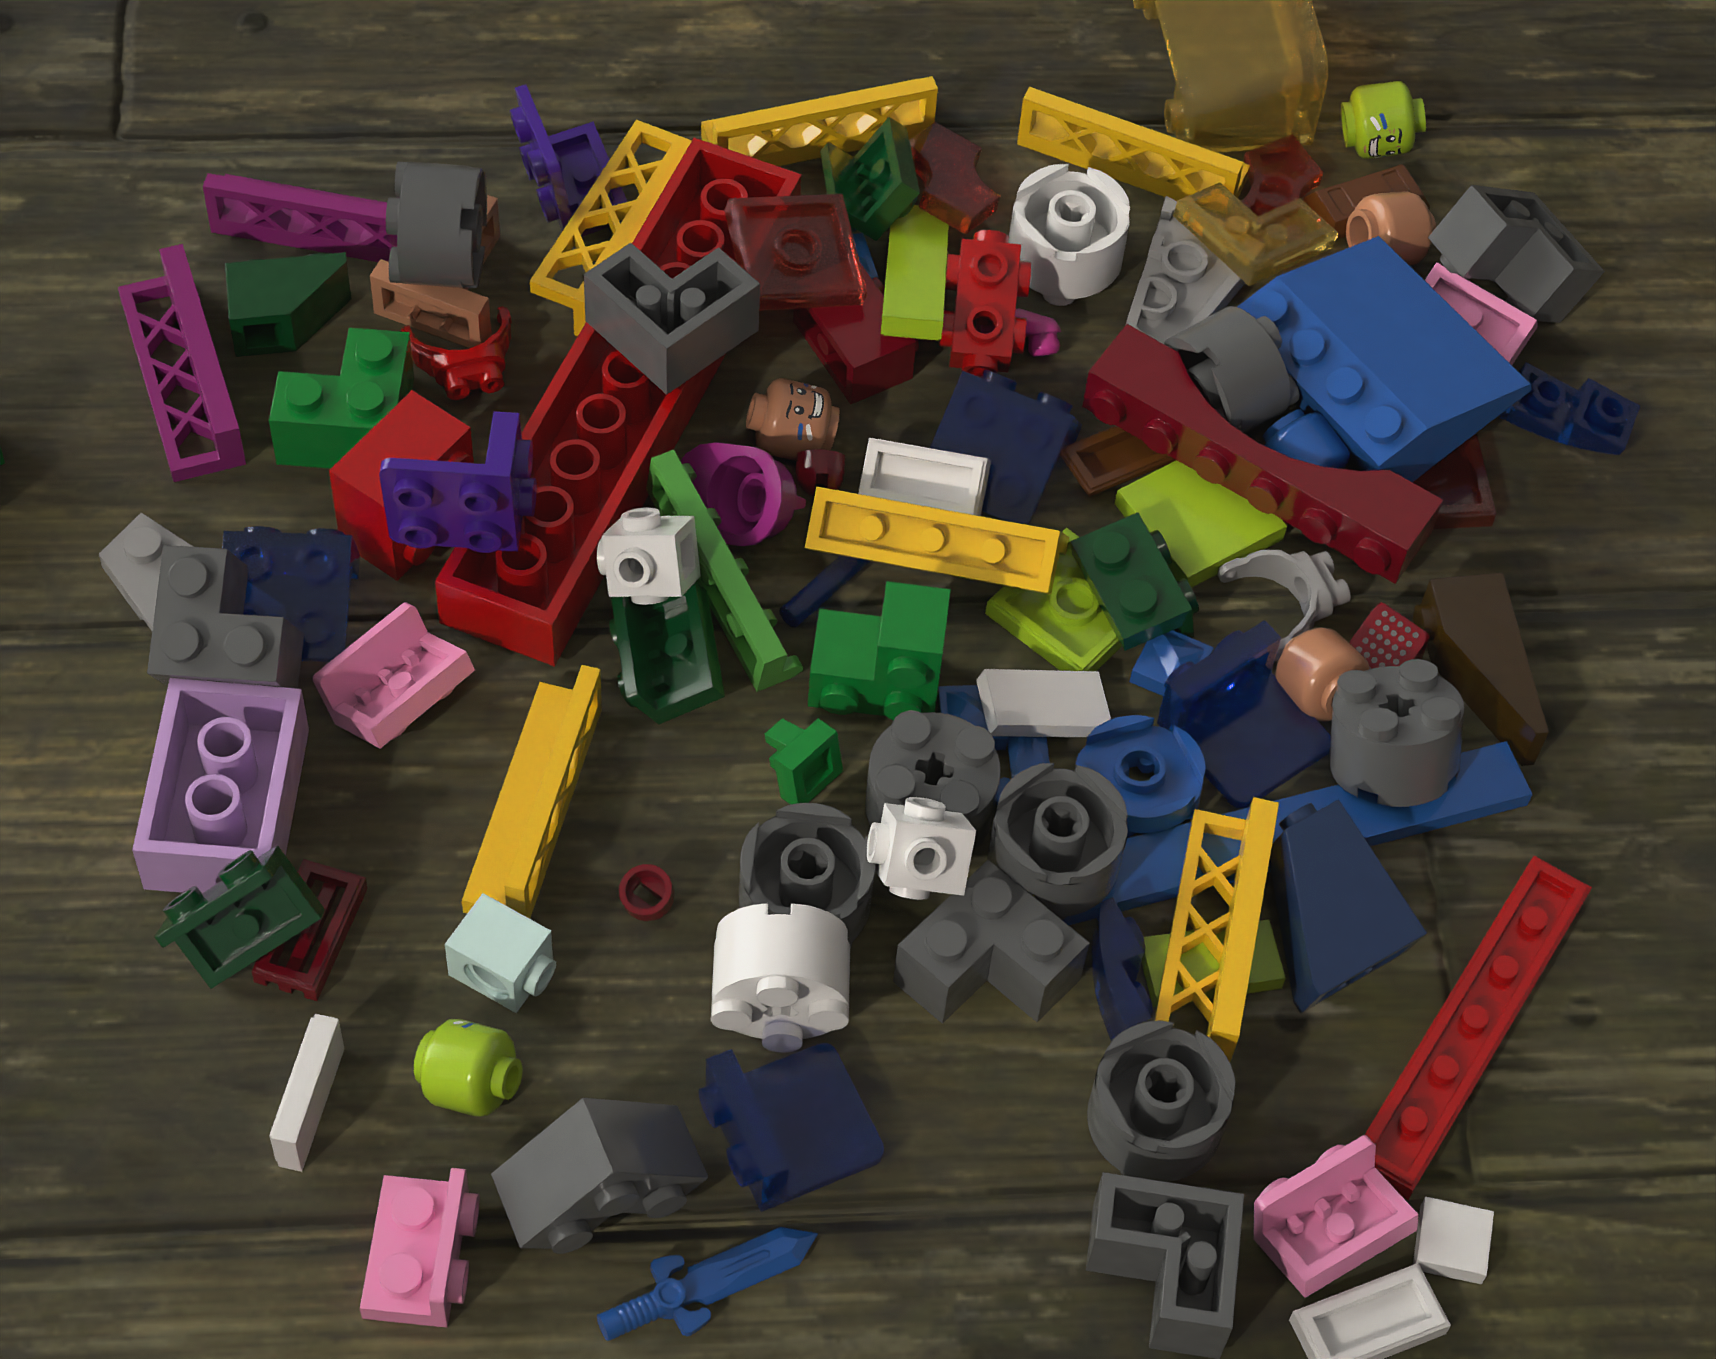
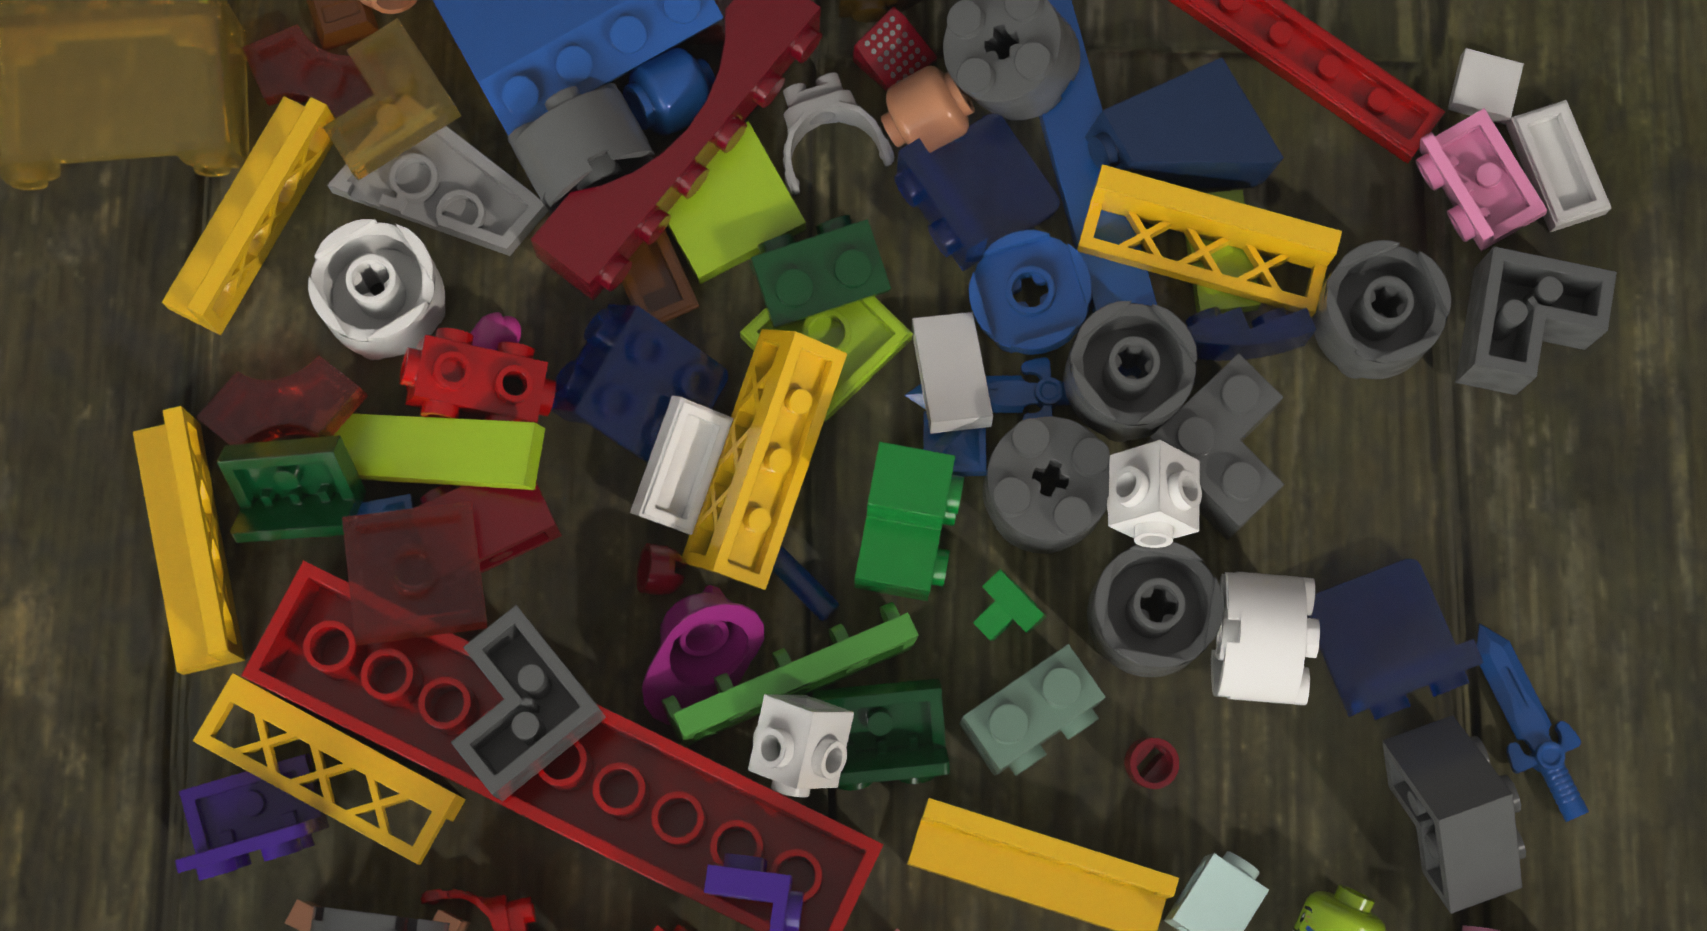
camera: 85 degrees left, 20 degrees up
(694, 778) = (1031, 710): none -> sand green brick
(792, 418) = (602, 592): nougat head -> none
(1163, 656) = (903, 248): blue tile -> none

